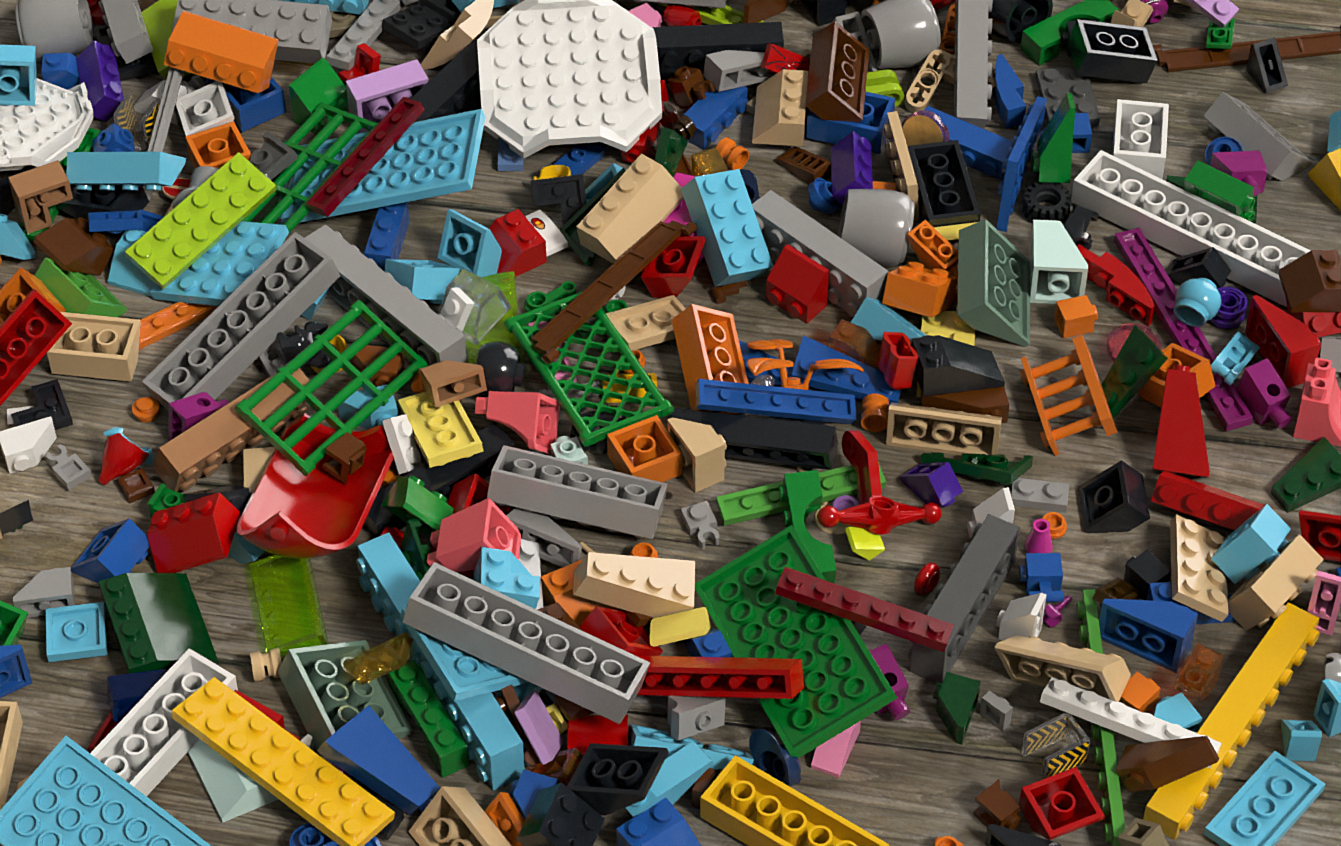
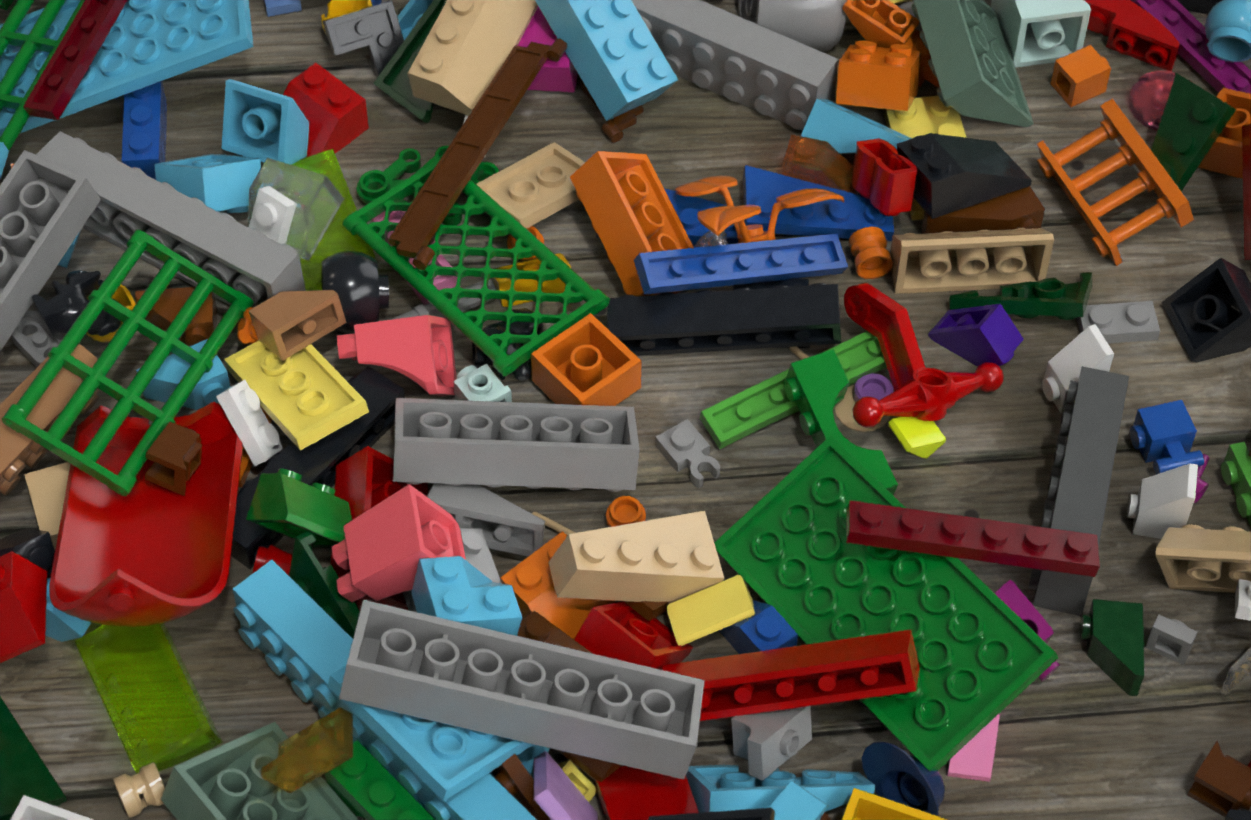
camera: 15 degrees left, 5 degrees up
(554, 238) = (376, 96): white slope -> none
(673, 267) = (549, 104): red slope -> none
(701, 452) = (667, 353): tan slope -> none
(798, 284) = (717, 98): red slope -> none
(927, 579) = (1015, 470): red piece -> none
(1039, 538) = (1144, 385): dark pink cone -> none
(1057, 524) = (1150, 362): orange plate -> none

